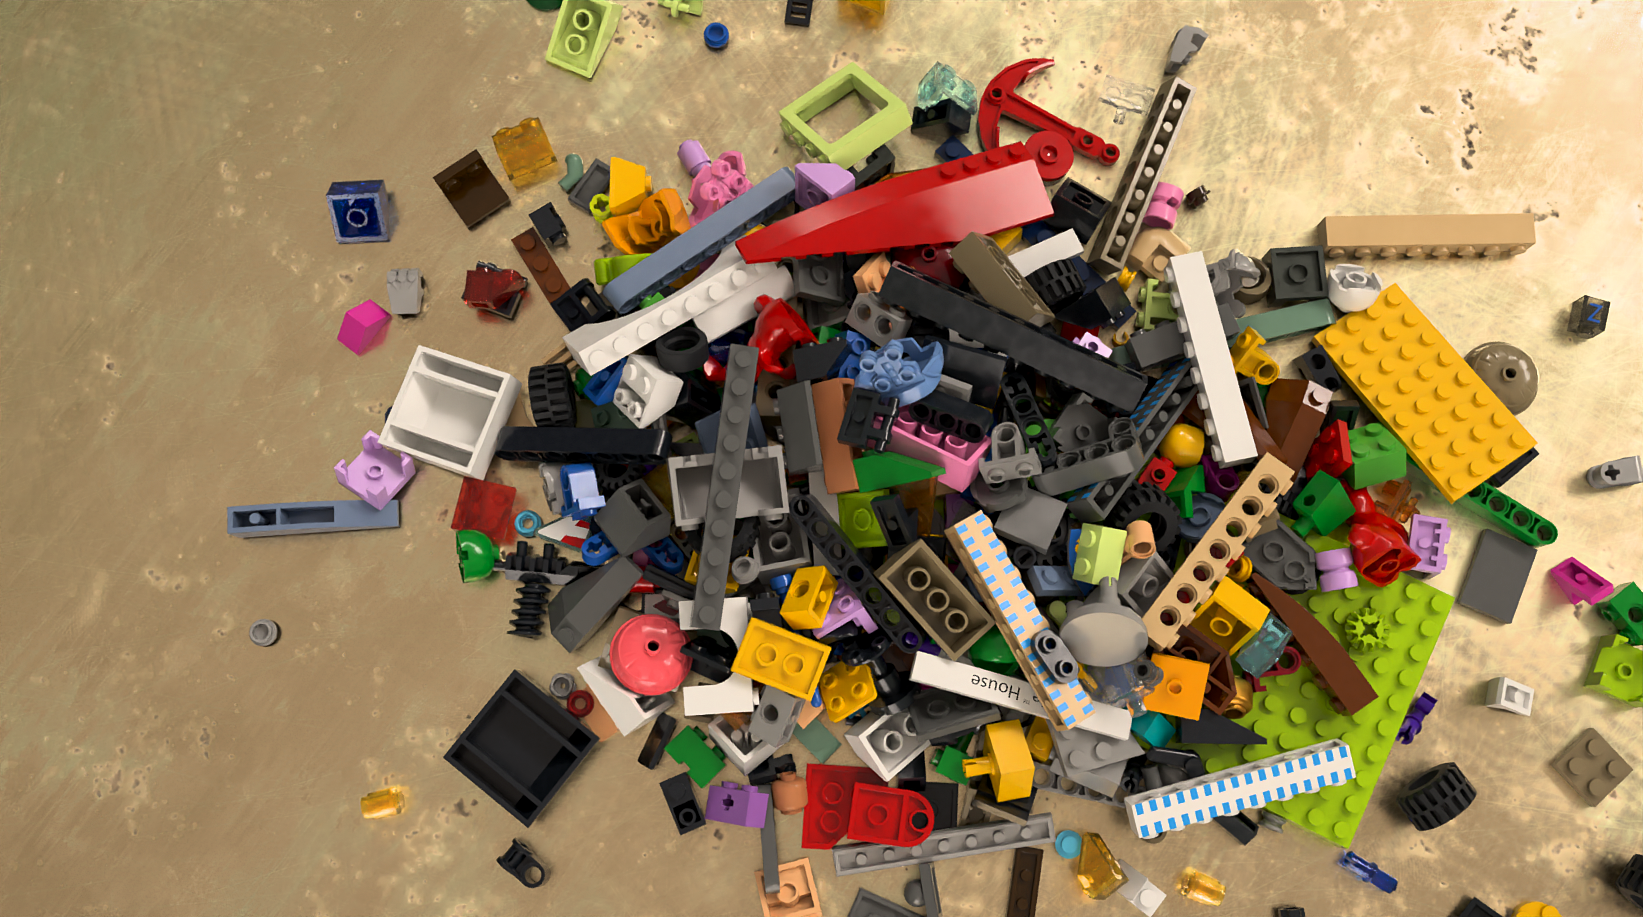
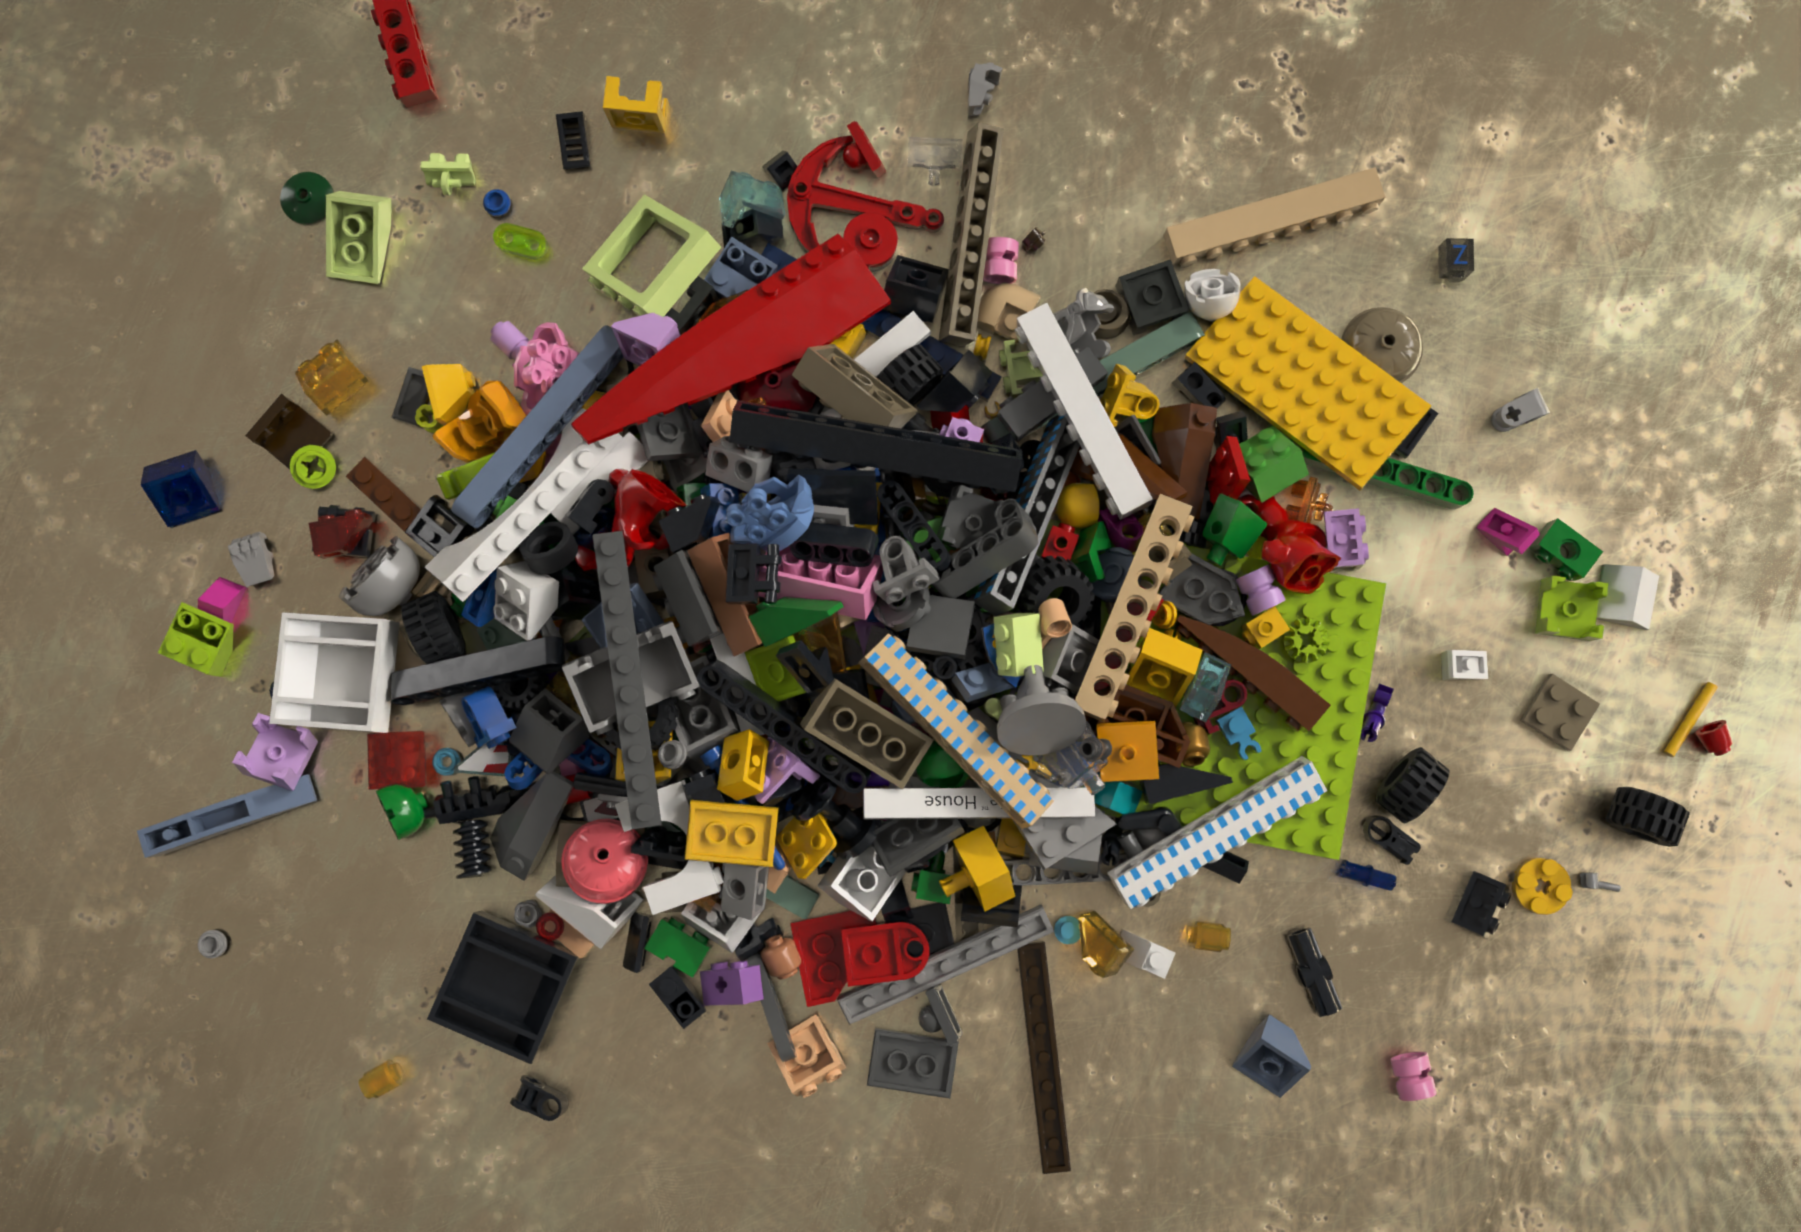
camera: 10 degrees left, 5 degrees up
(335, 350) = (199, 640): none -> lime slope
(496, 221) = (317, 478): none -> lime gear
(519, 341) = (388, 585): none -> light grey cylinder
(549, 225) = (380, 450): black brick -> none
(574, 171) = (390, 386): sand green arm -> none
(729, 75) = (521, 242): none -> clear neon green plate
(730, 319) = (589, 503): none -> black leg
(921, 149) = (738, 269): none -> sand blue slope
(981, 73) = (781, 169): none -> black slope
(1055, 657) = (998, 761): plate -> none
(1057, 77) = (862, 152): none -> red tile
(1272, 822) = (1261, 853): light grey bush -> none
(1281, 695) = (1237, 728): none -> dark azure plate
(1332, 606) = (1264, 628): none -> yellow brick
(1403, 845) = (1394, 841): none -> black piece
(1497, 576) = (1425, 548): dark grey tile -> none

